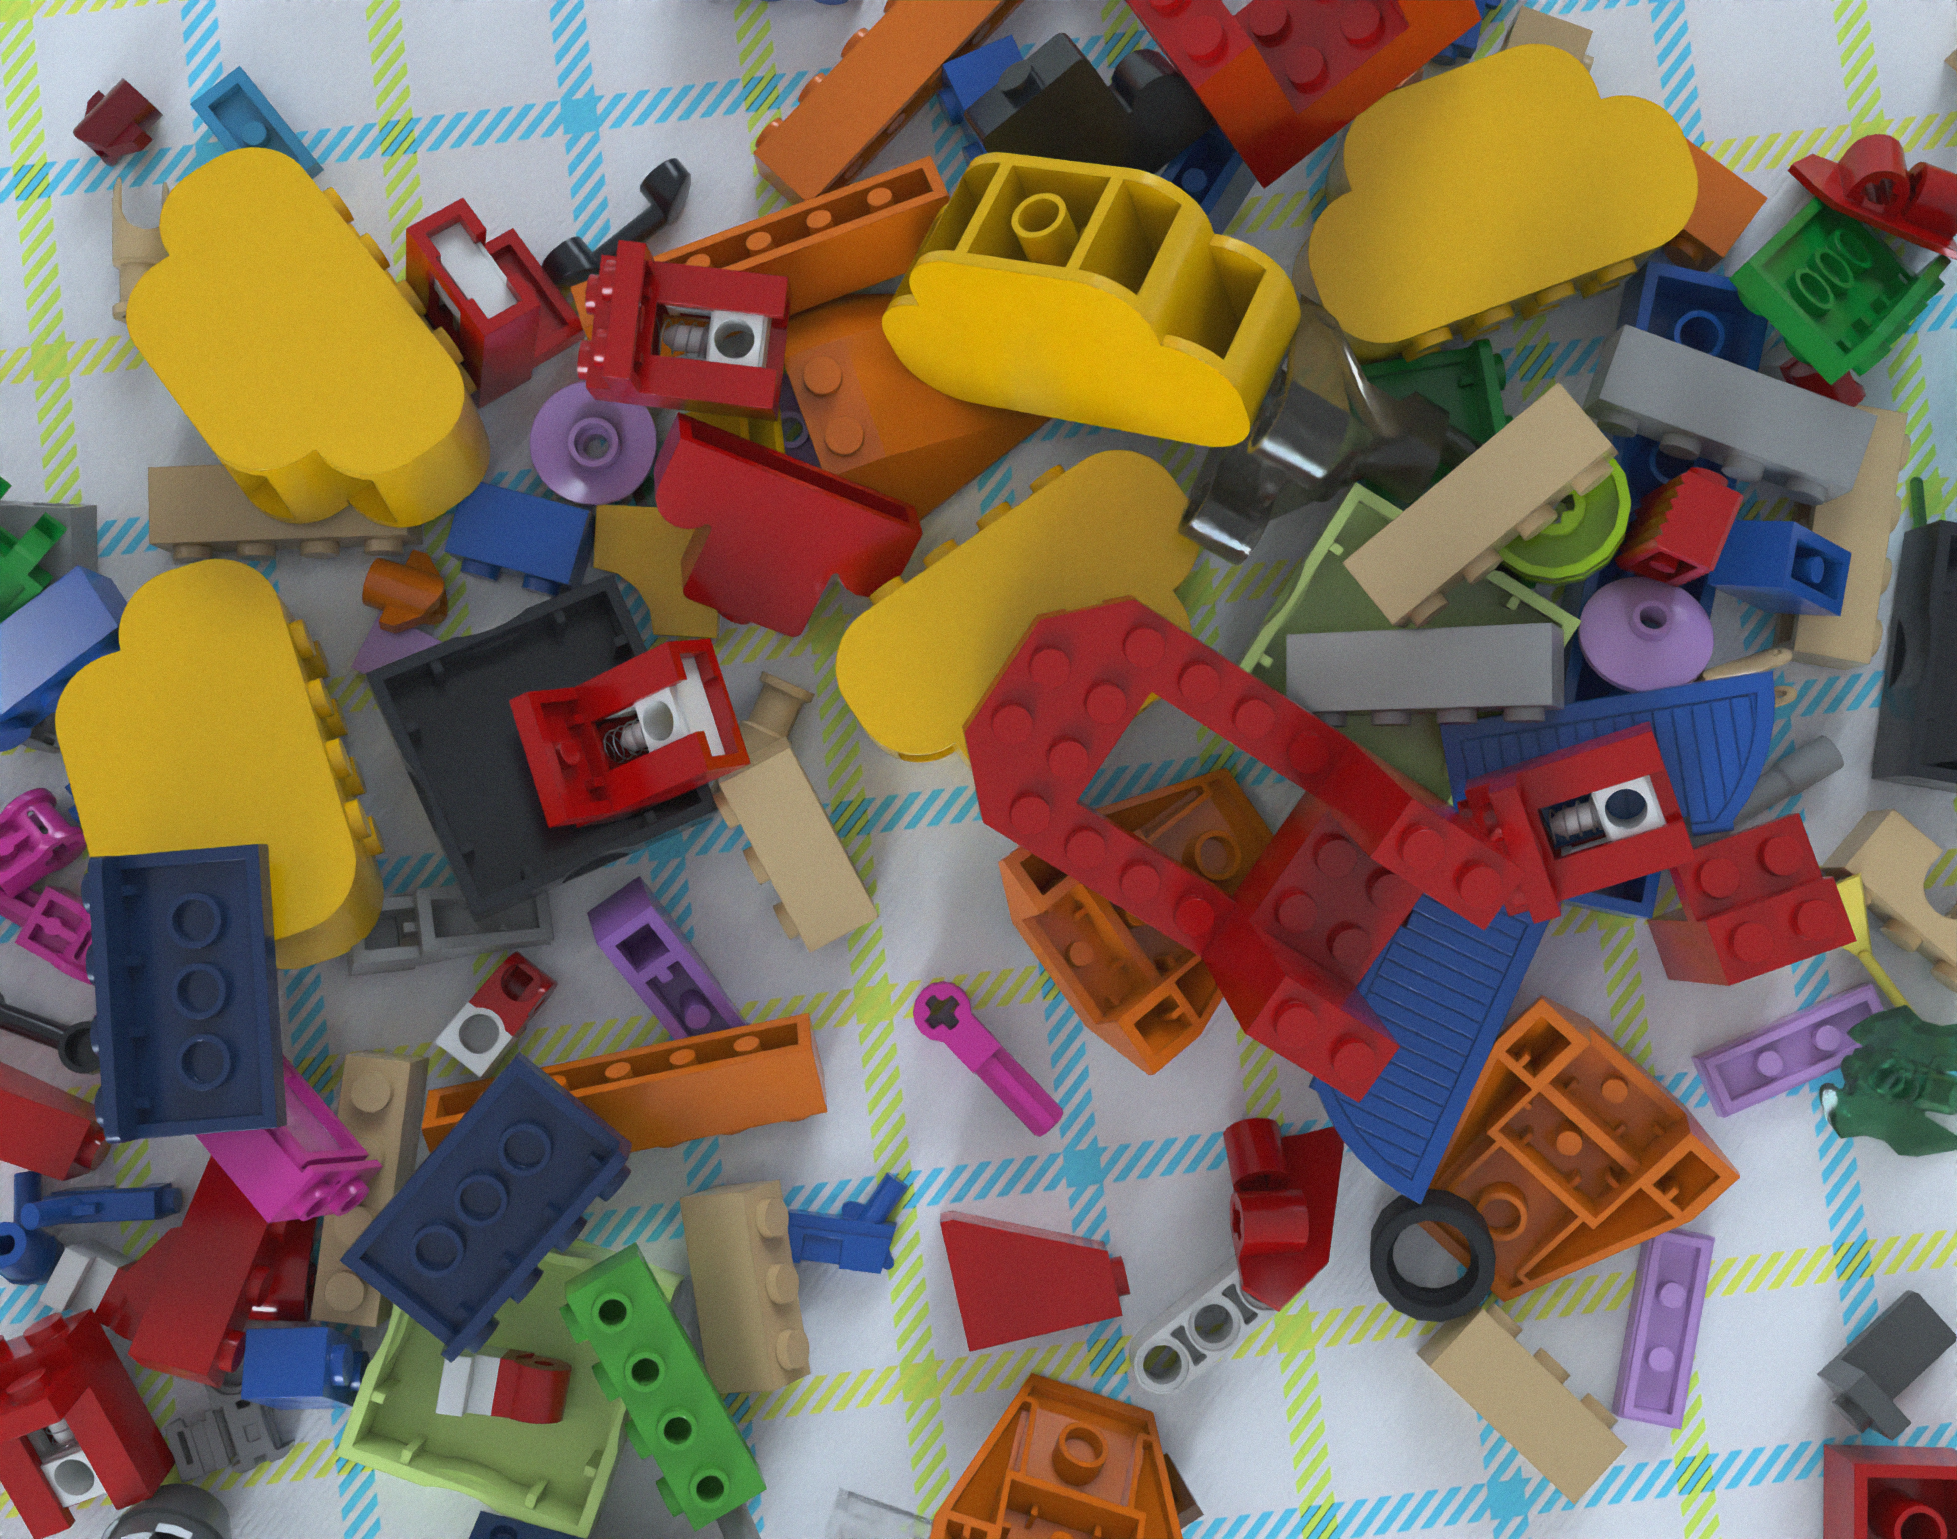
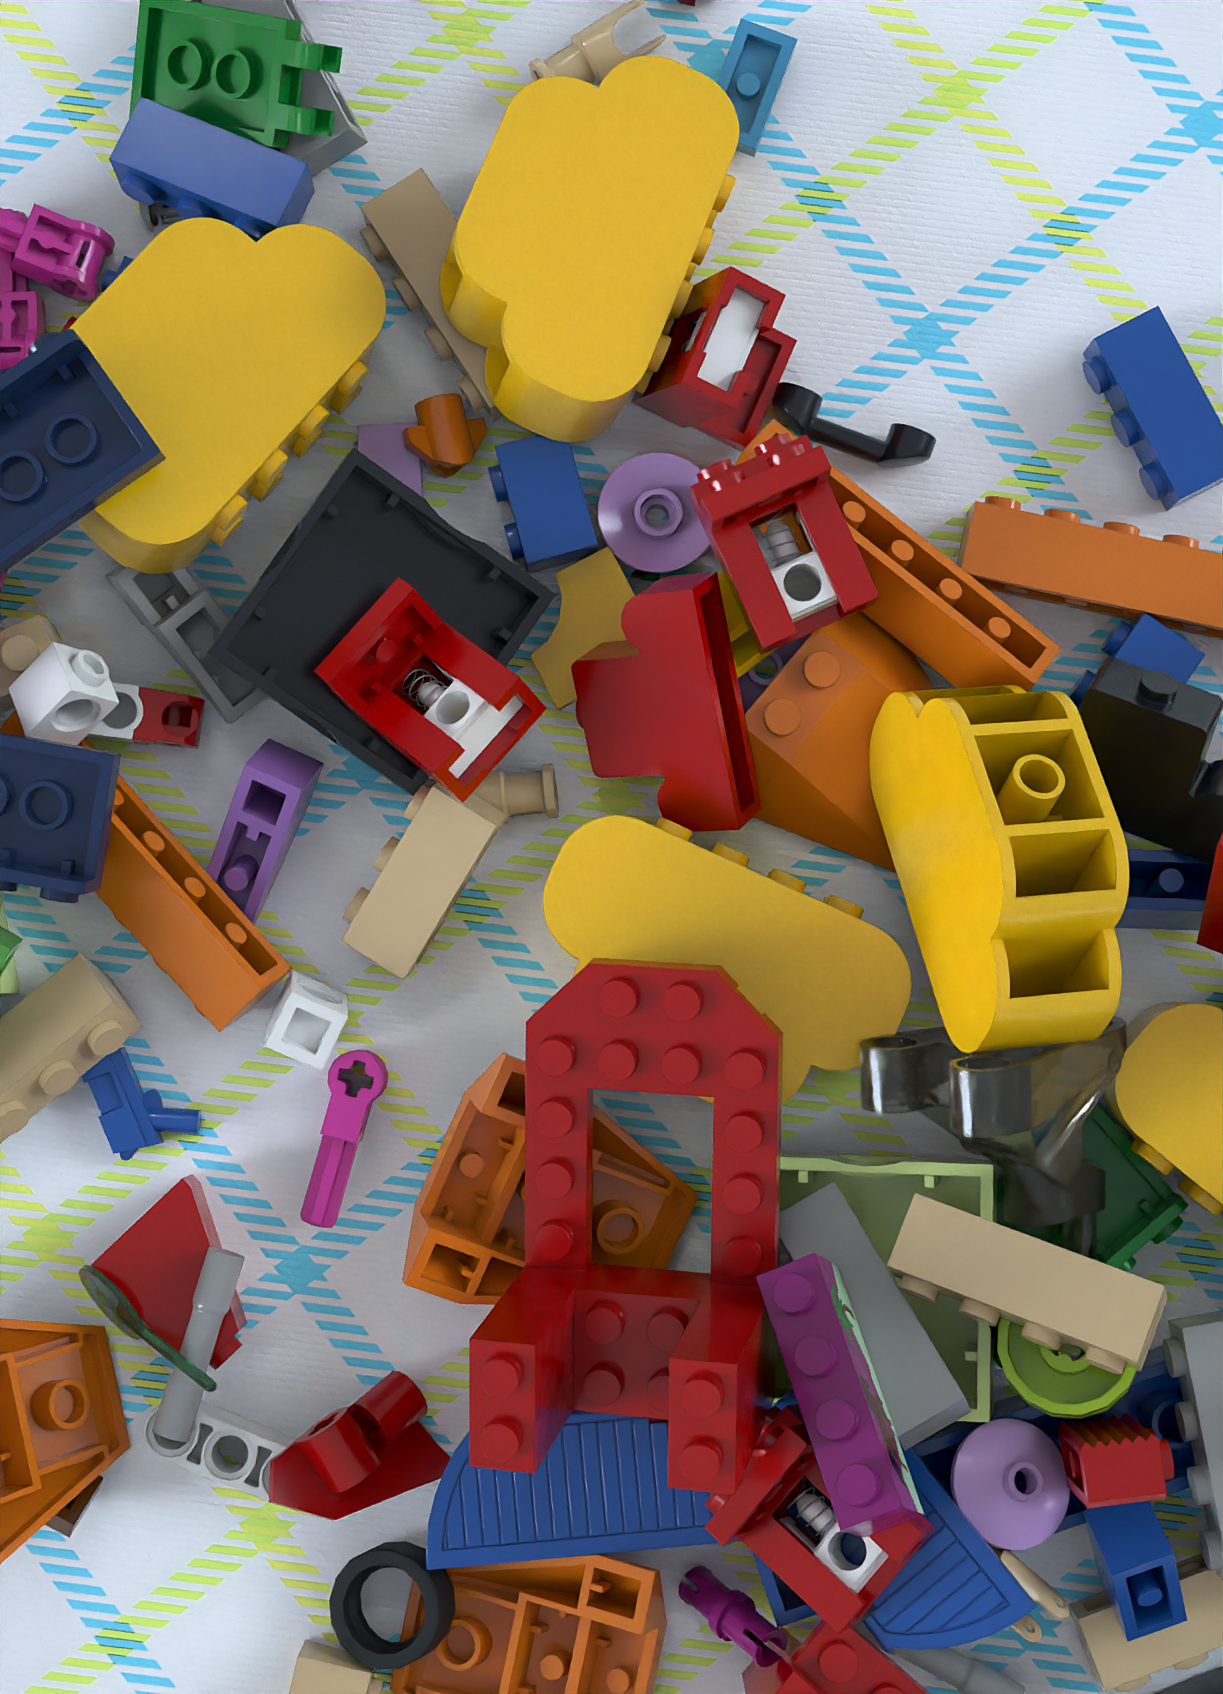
camera: 65 degrees right, 0 degrees up
(432, 1073) = (63, 694): none -> white brick
(863, 1026) = (306, 1020): none -> white brick
(1033, 1348) = (125, 1317): none -> clear green piece
(1127, 1325) = (210, 1304): none -> light grey piece
(1486, 733) = (839, 1396): none -> magenta brick
(1617, 953) = (733, 1616): none -> magenta pin

